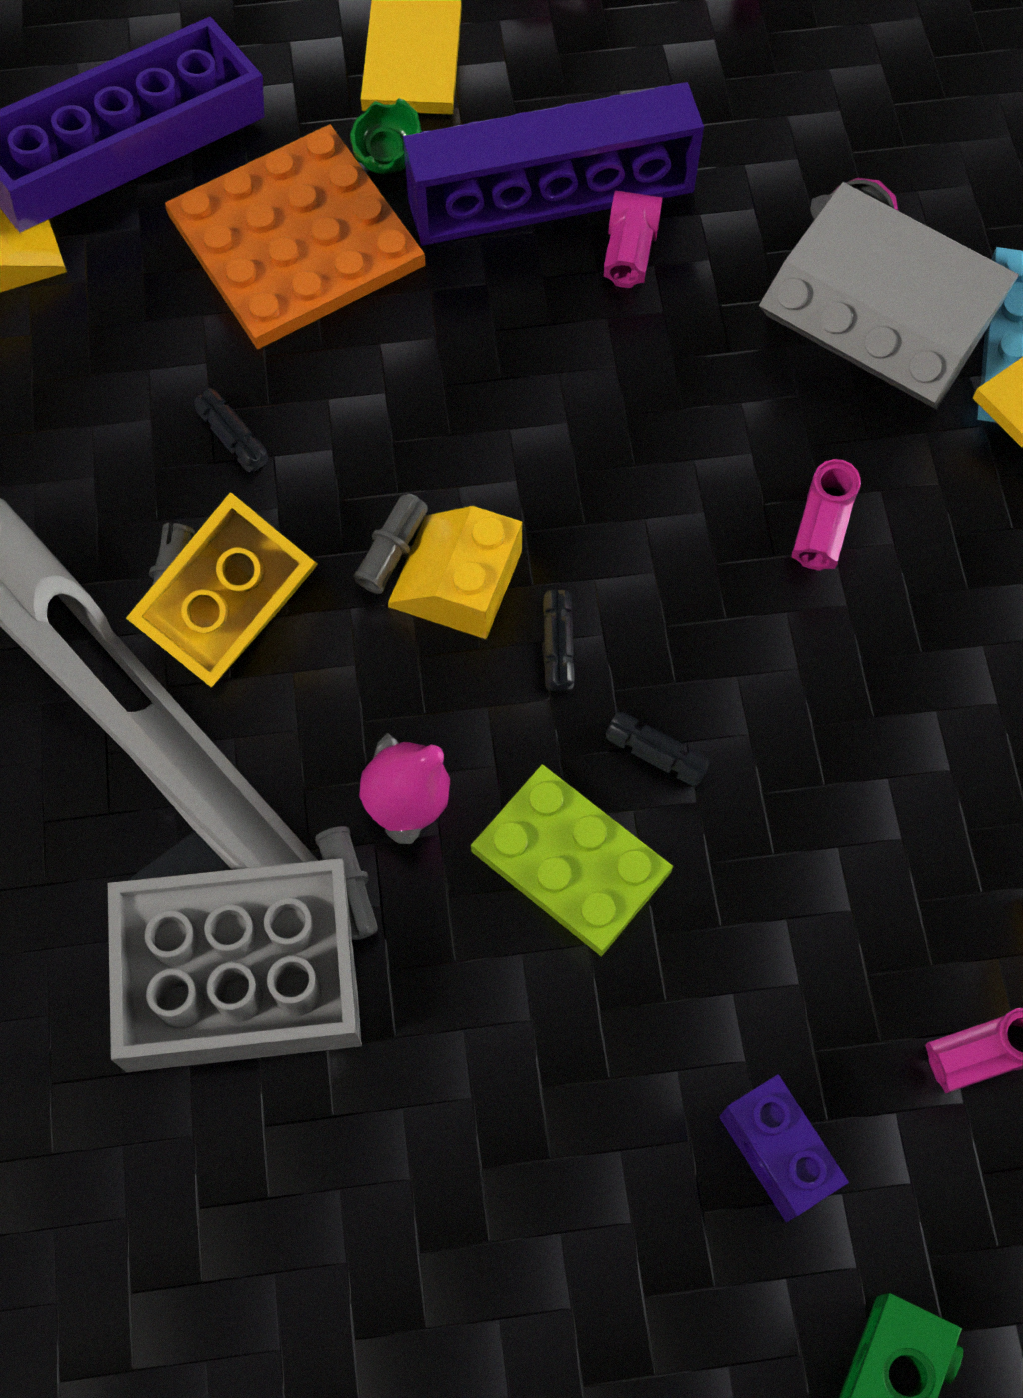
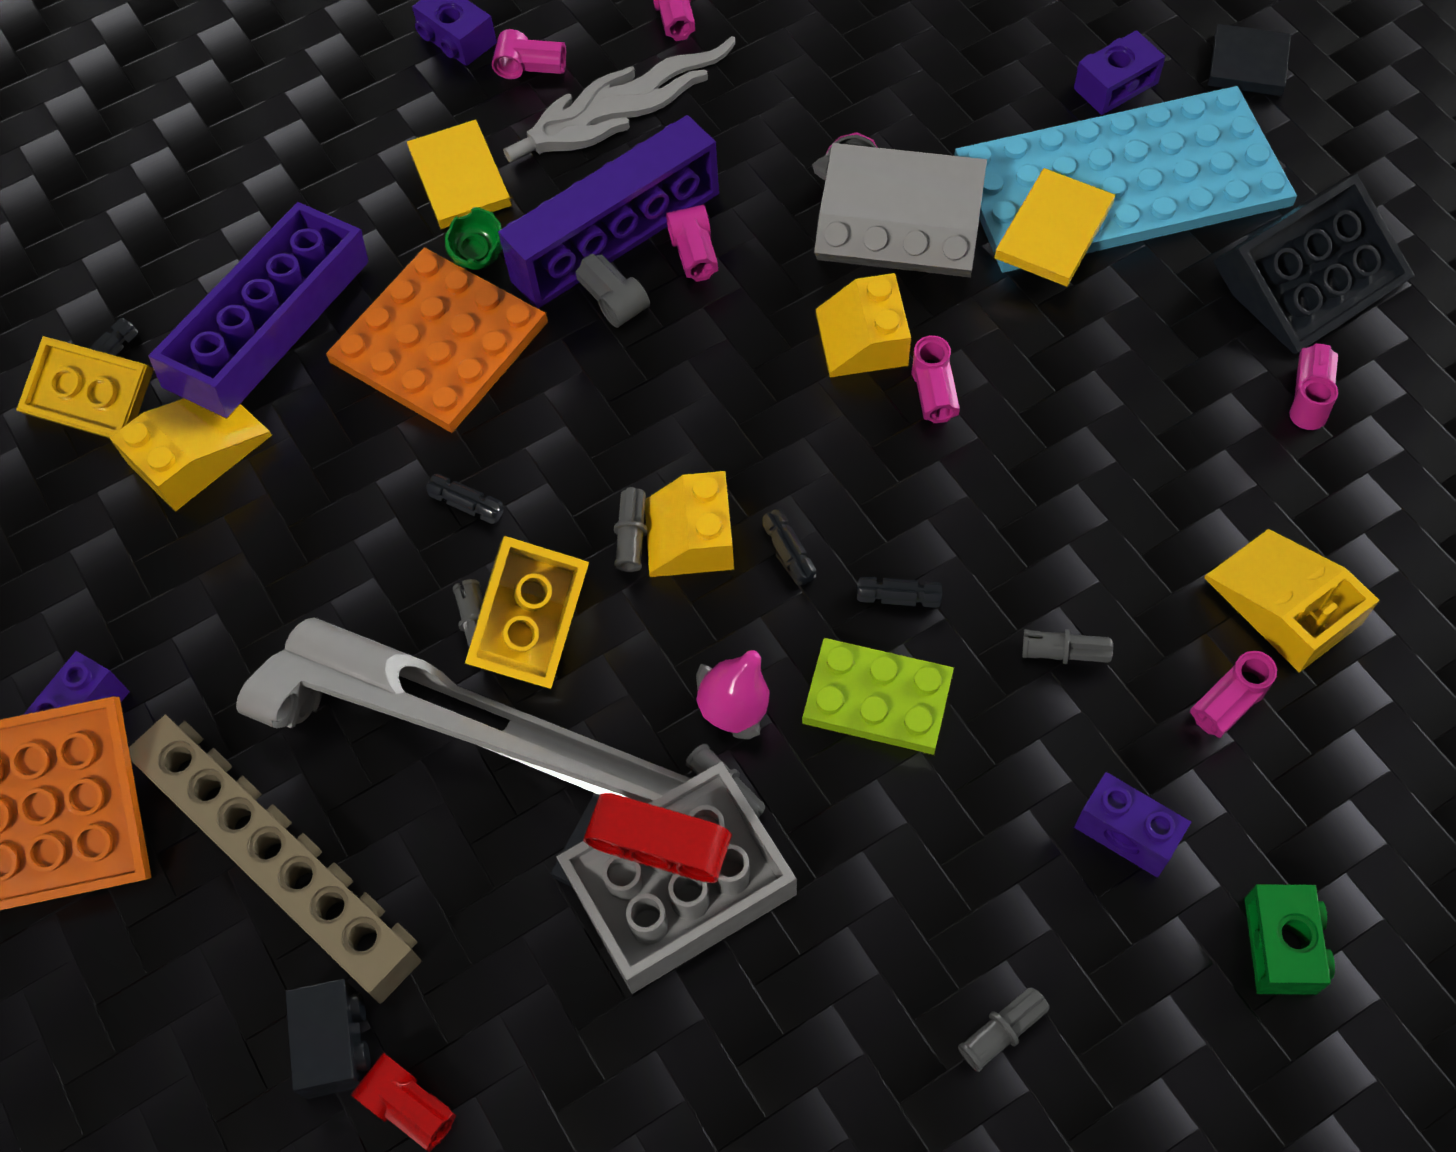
camera: 20 degrees left, 5 degrees down
(221, 915) = (658, 837): none -> red beam
(512, 264) = (617, 296): none -> dark grey piece
(513, 1313) = (1004, 1028): none -> dark grey axle
(628, 33) = (610, 101): none -> light grey piece
(776, 418) = (864, 327): none -> yellow slope
(818, 901) = (1066, 646): none -> dark grey axle

